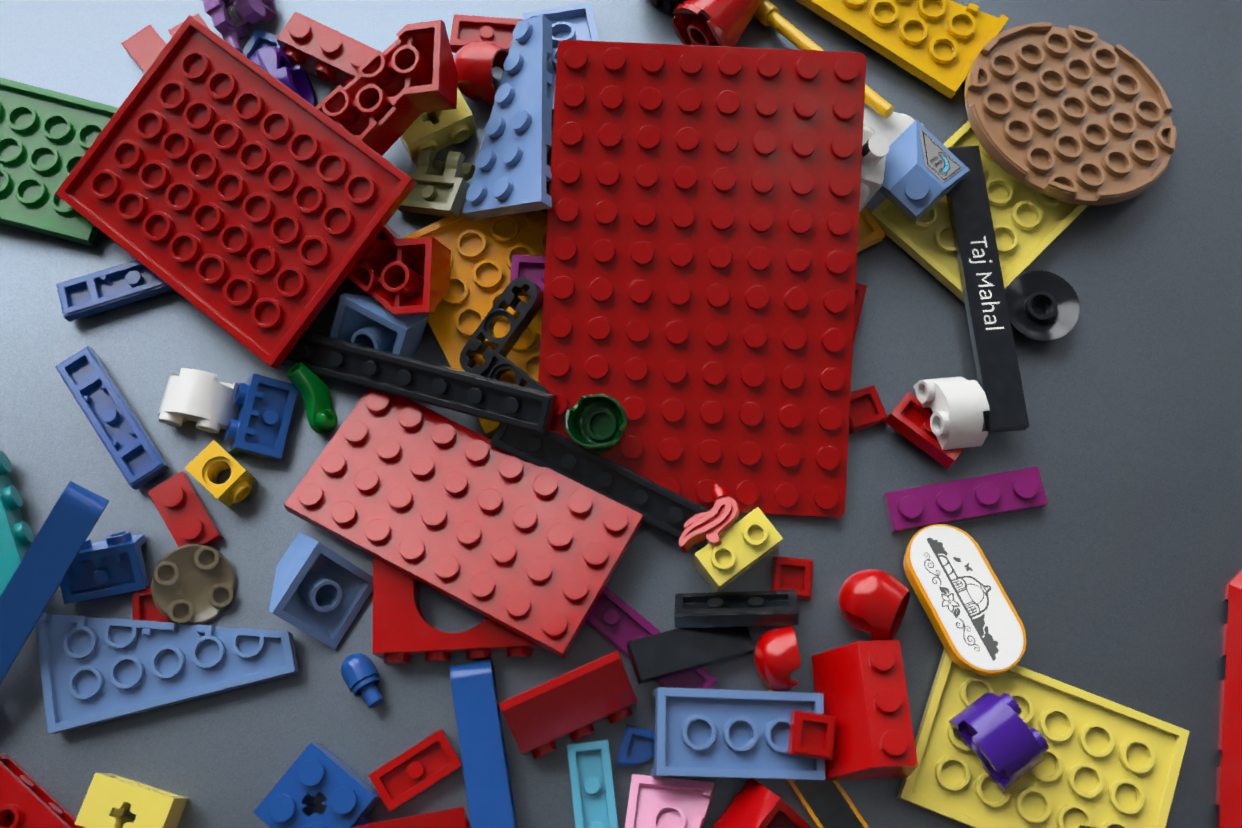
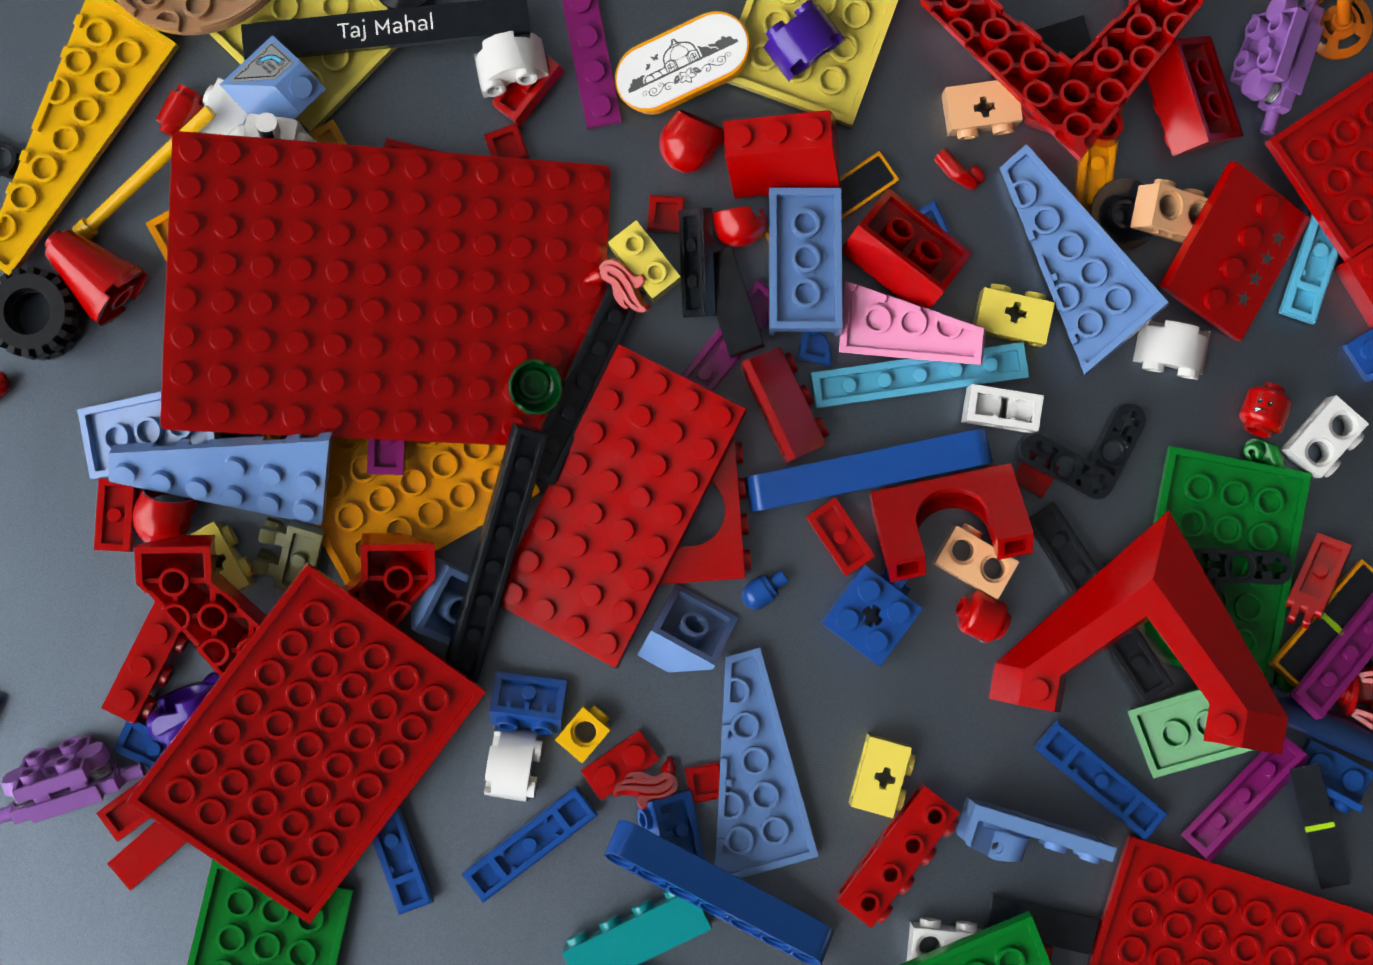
camera: 90 degrees left, 15 degrees up
(152, 538) = (649, 787): none -> red piece
(193, 584) = (685, 747): dark tan dish -> none
(315, 398) = (508, 654): green arm -> none
(496, 360) = (472, 484): black beam -> none
(811, 735) = (805, 198): red tile -> none
(891, 90) = (179, 109): none -> red brick

